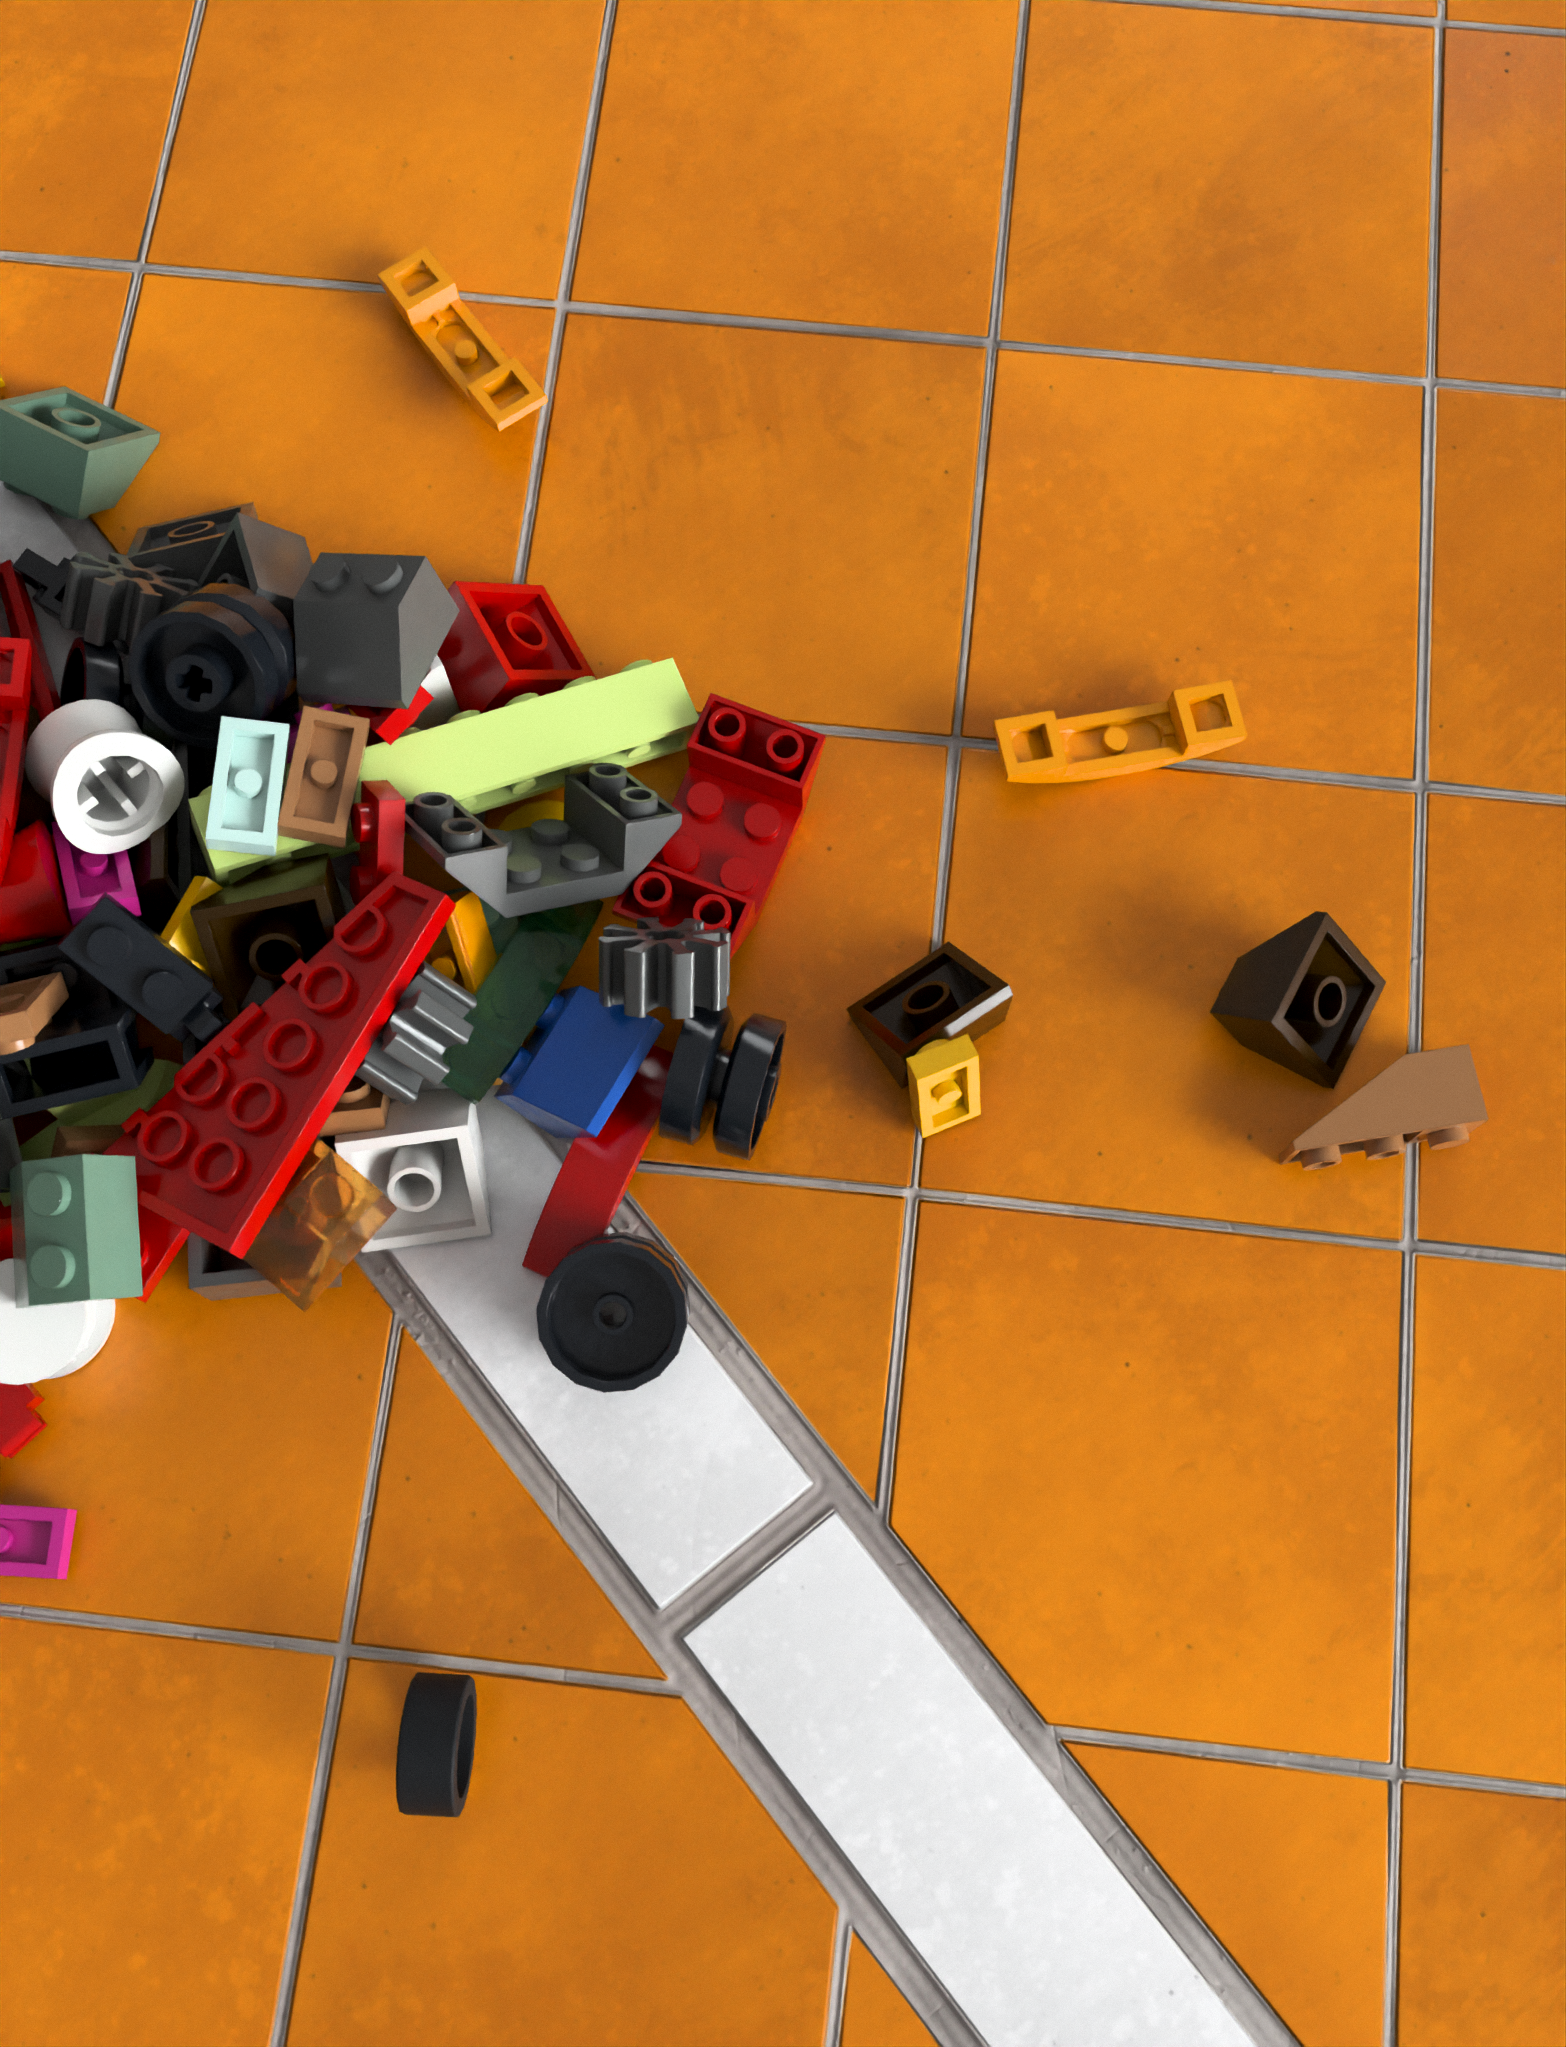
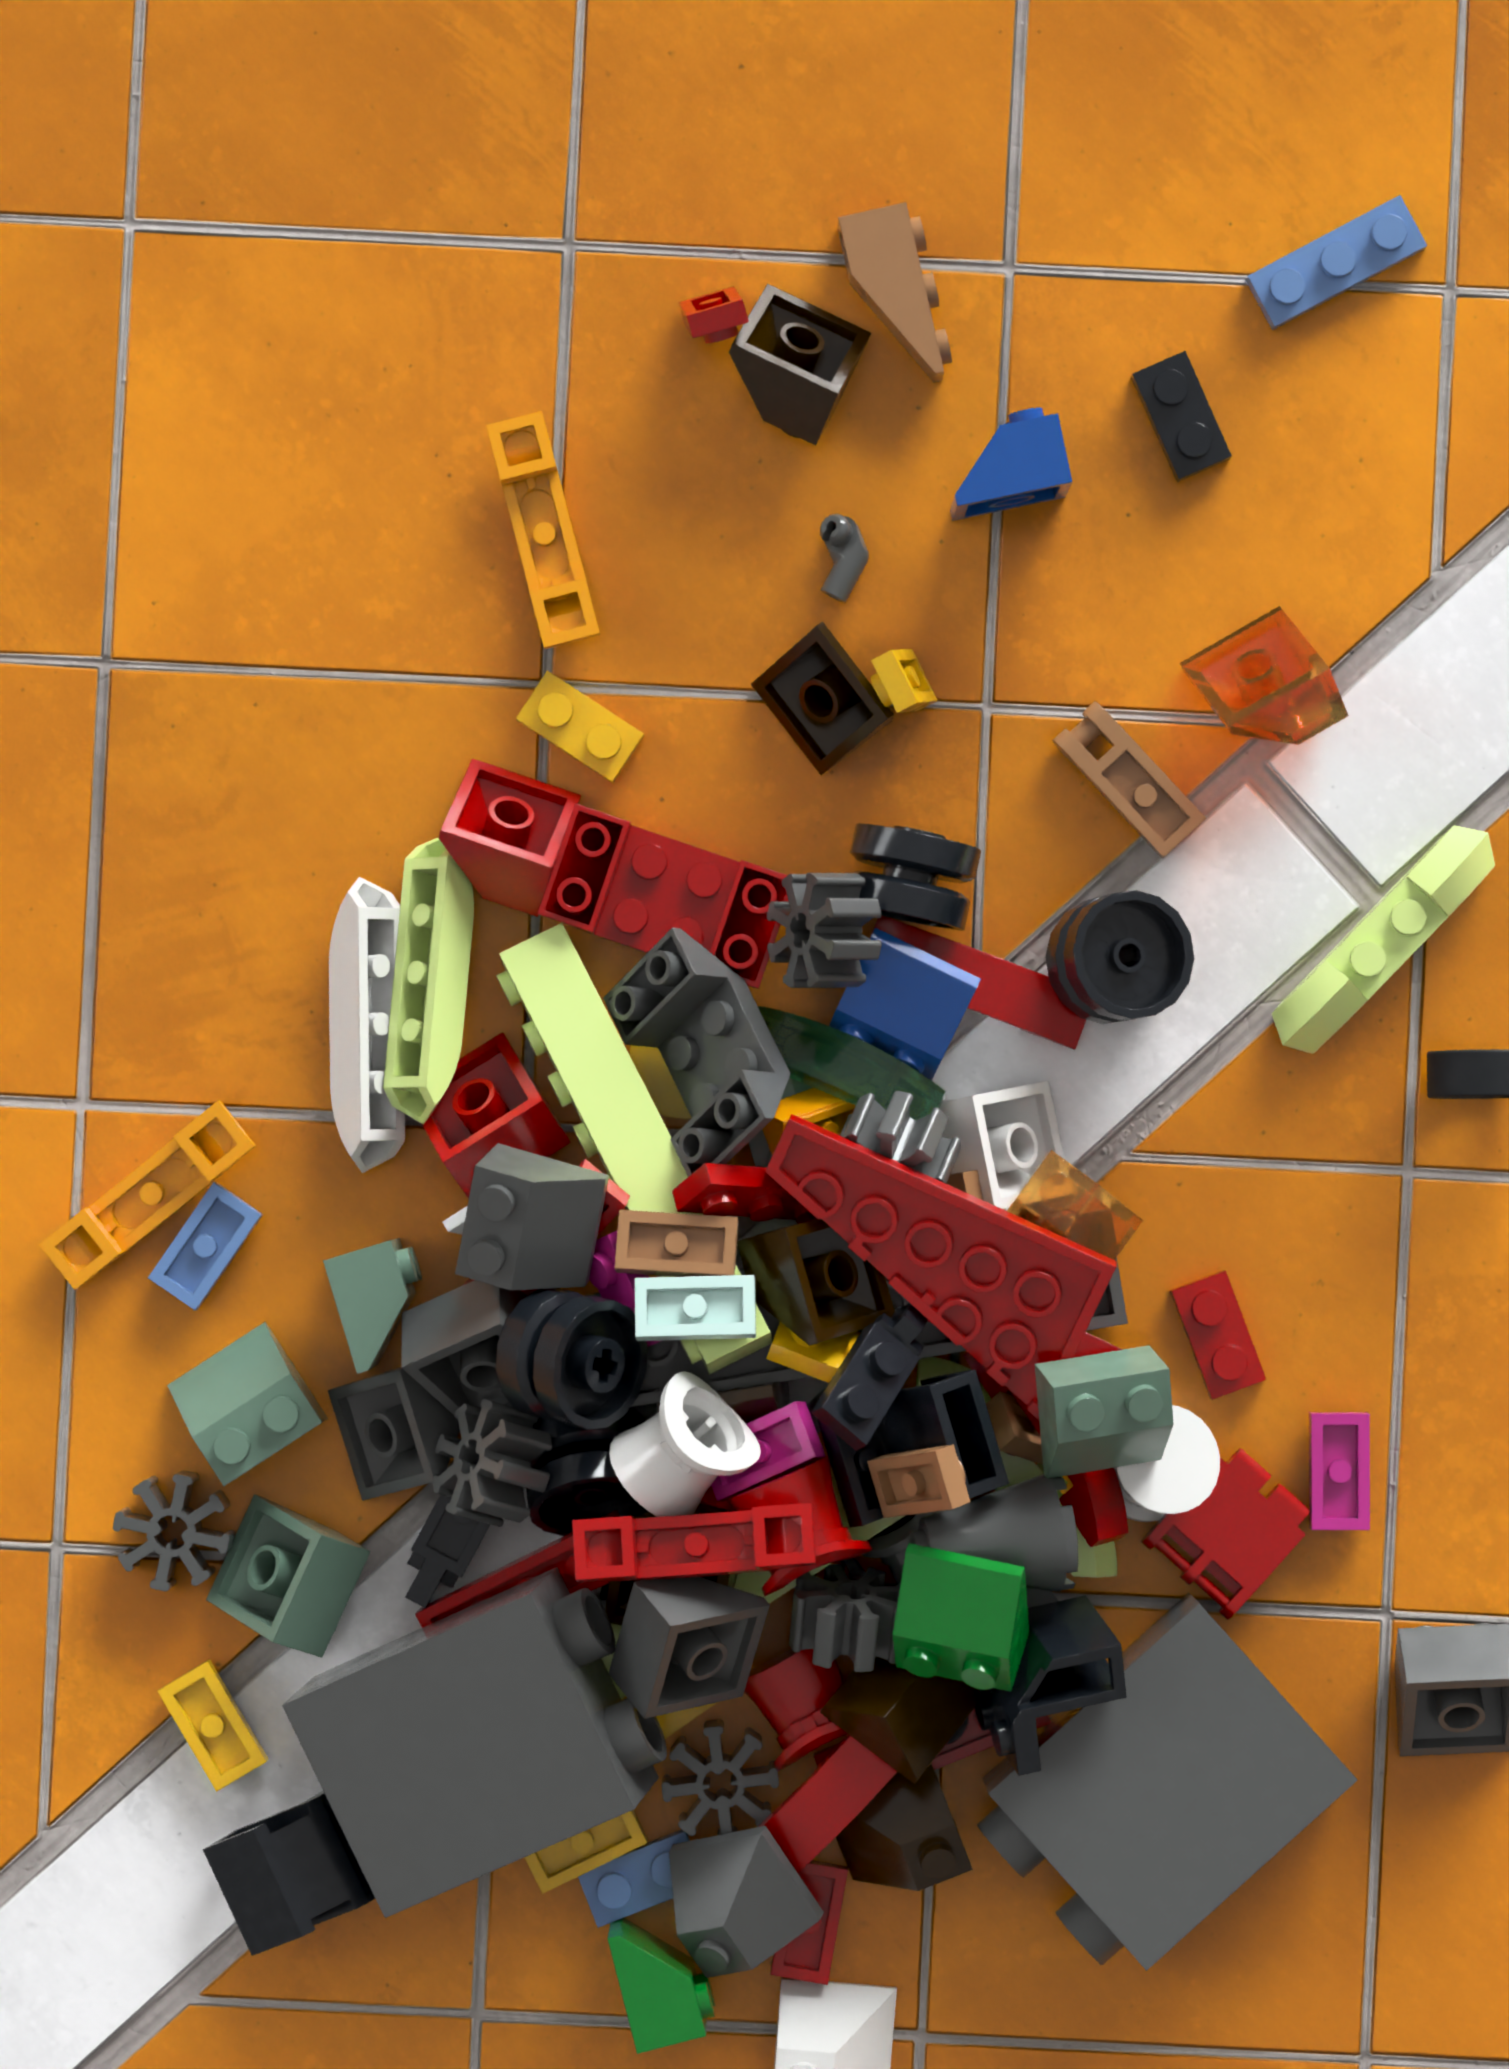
camera: 95 degrees left, 15 degrees up
(131, 351) = (155, 1525): none -> dark grey gear
(180, 1408) = (1218, 1334): none -> red plate
(243, 420) = (245, 1404): none -> sand green slope
(326, 503) = (371, 1294): none -> sand green slope
(408, 394) = (205, 1246): none -> medium blue plate
(612, 541) = (359, 1017): none -> white brick
(617, 1638) = (1384, 939): none -> yellowish green brick
(655, 600) = (428, 980): none -> yellowish green brick
(805, 674) = (507, 833): none -> red slope
(819, 1344) = (1130, 781): none -> medium nougat plate
(909, 767) = (580, 726): none -> yellow plate
(925, 1508) = (1267, 682): none -> clear orange slope
(1089, 1048) = (847, 552): none -> dark grey arm
(1185, 1220) = (1017, 468): none -> blue slope
(1241, 1430) = (1181, 416): none -> black plate
(1354, 905) = (714, 315): none -> red plate
(1429, 1631) = (1336, 262): none -> medium blue plate

